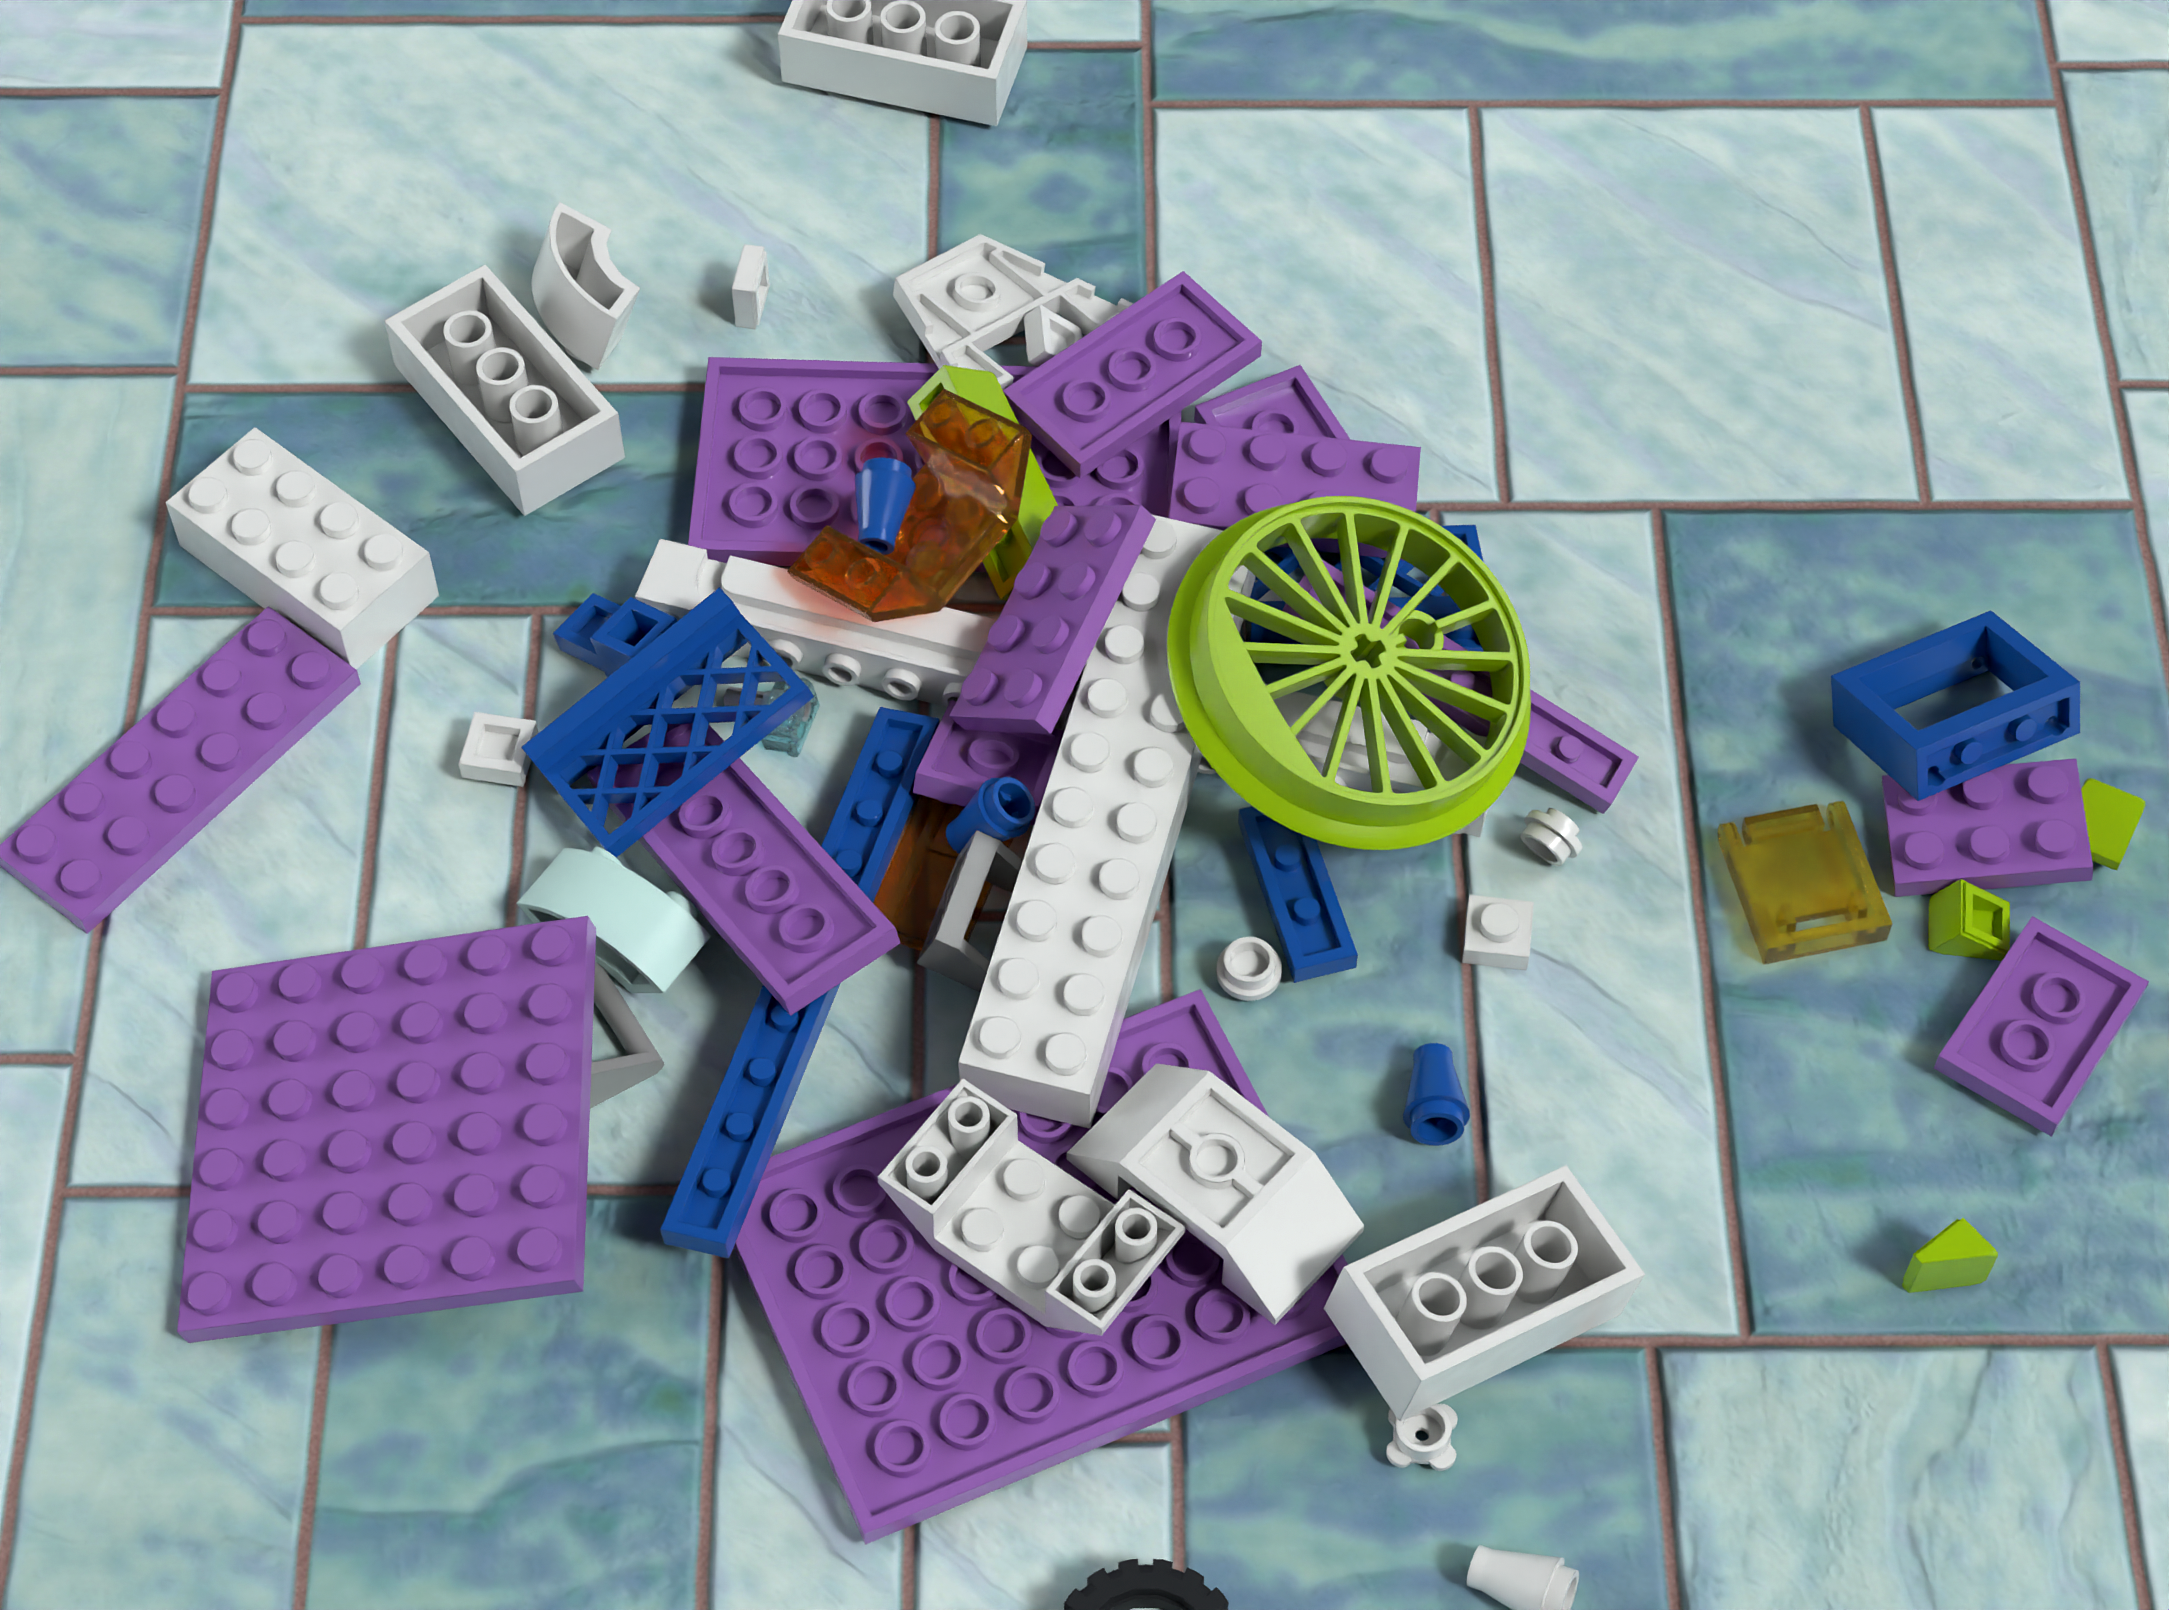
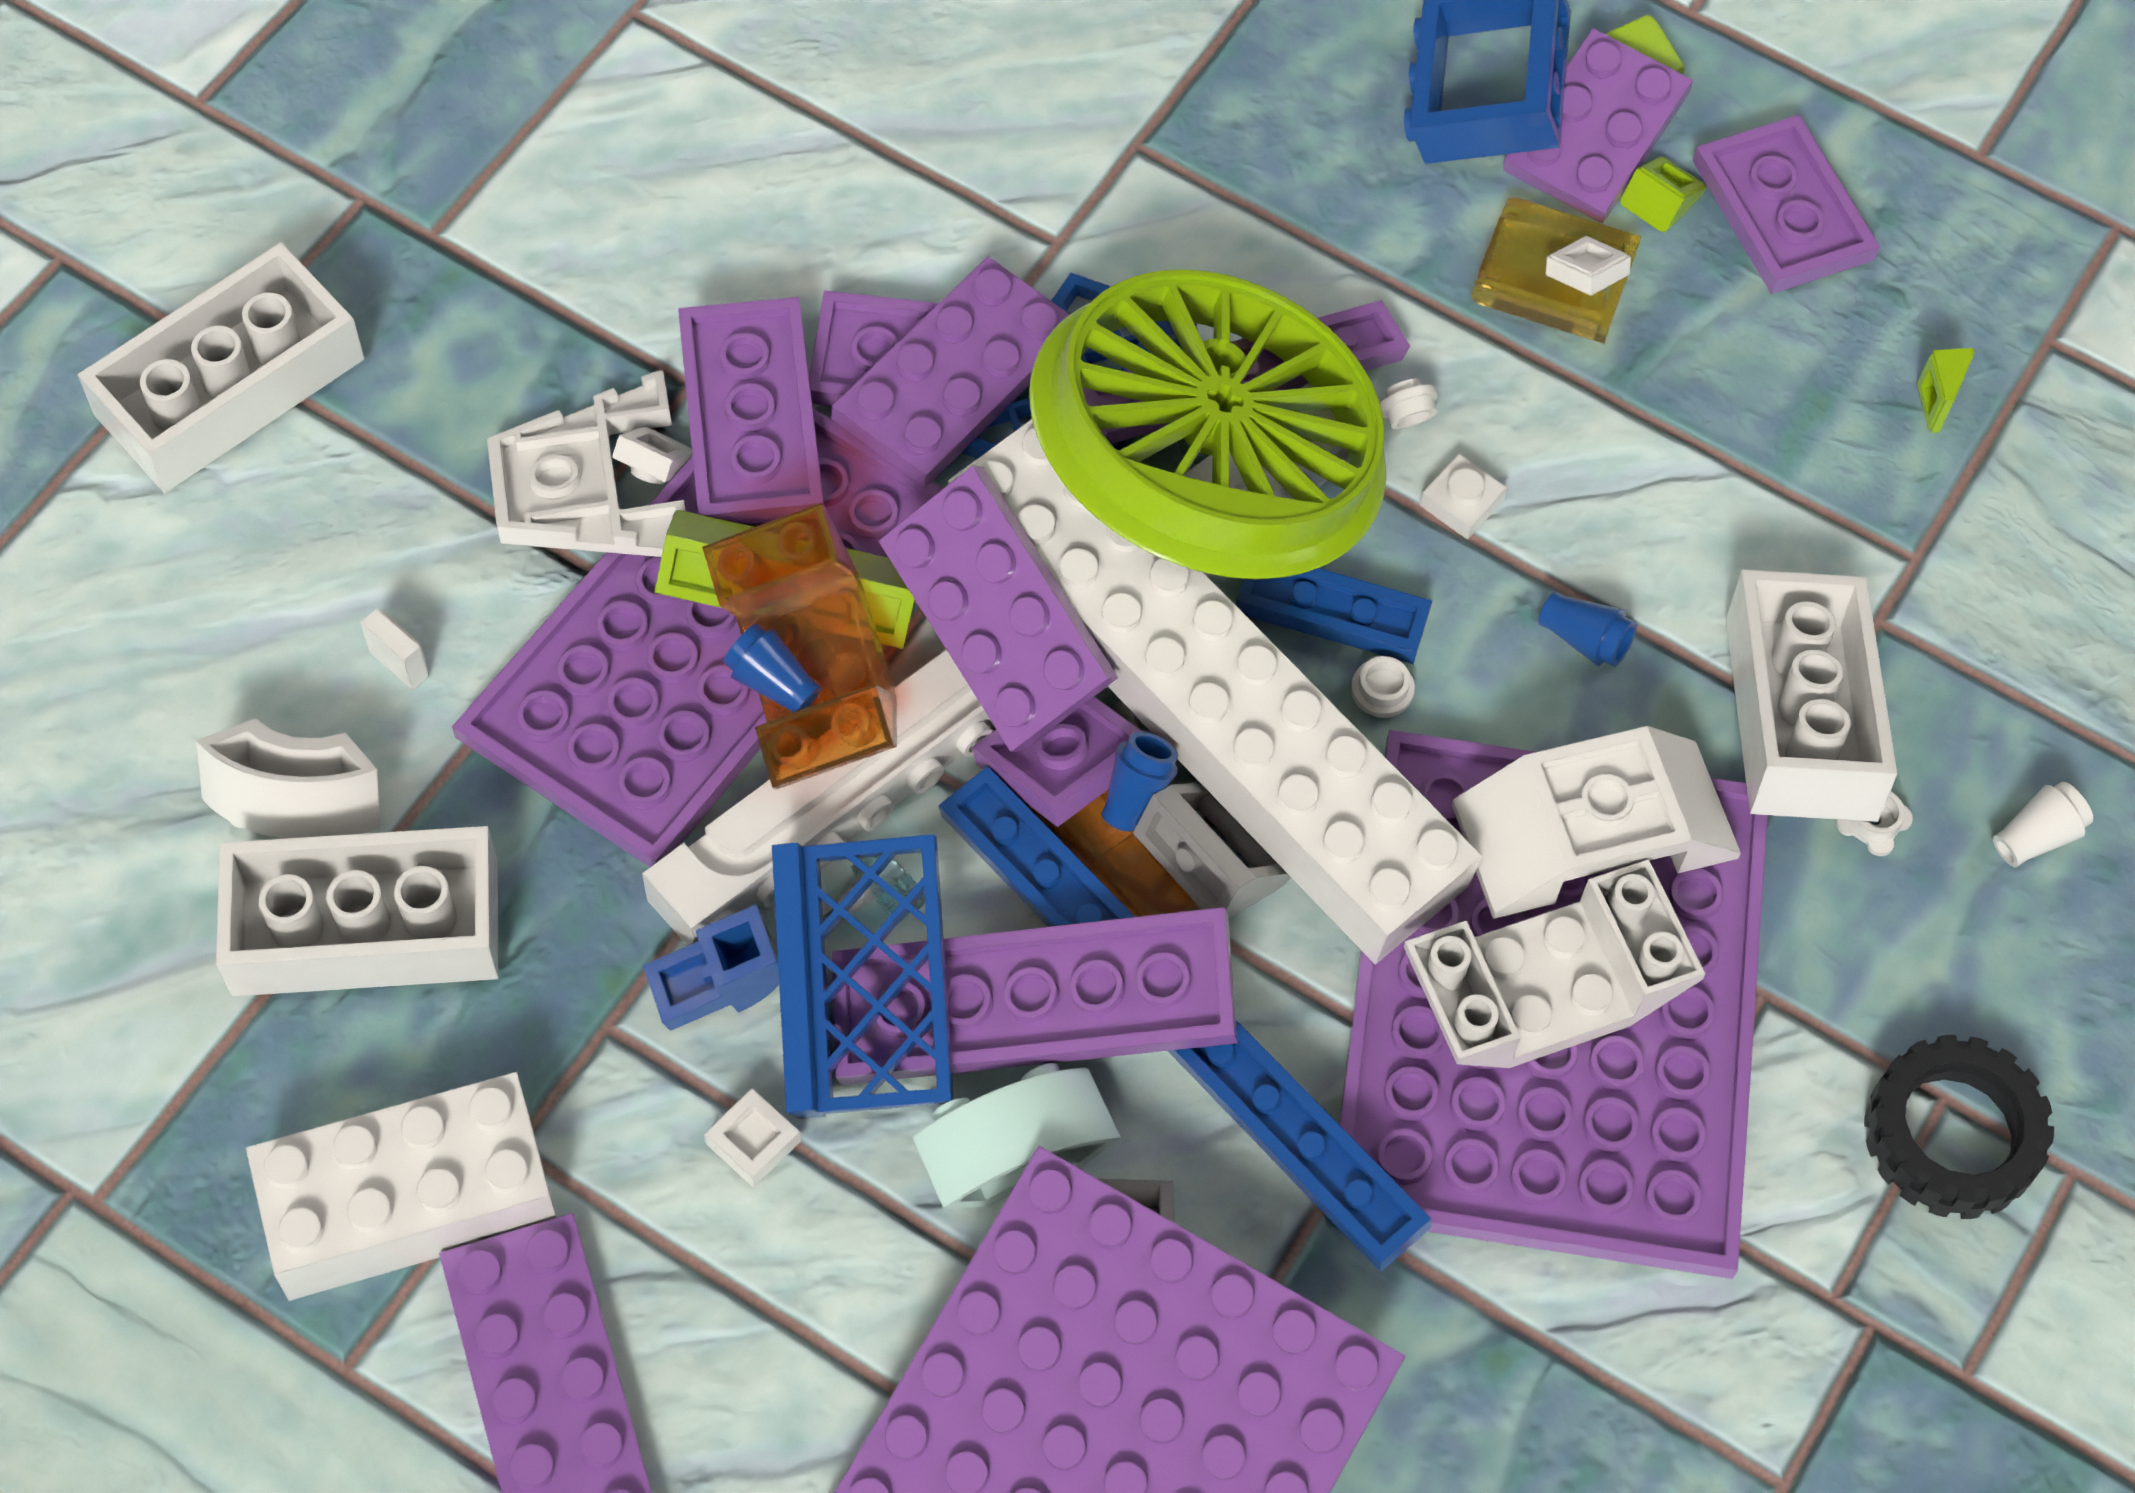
camera: 60 degrees left, 5 degrees up
(1814, 893) = (1588, 265): none -> white tile

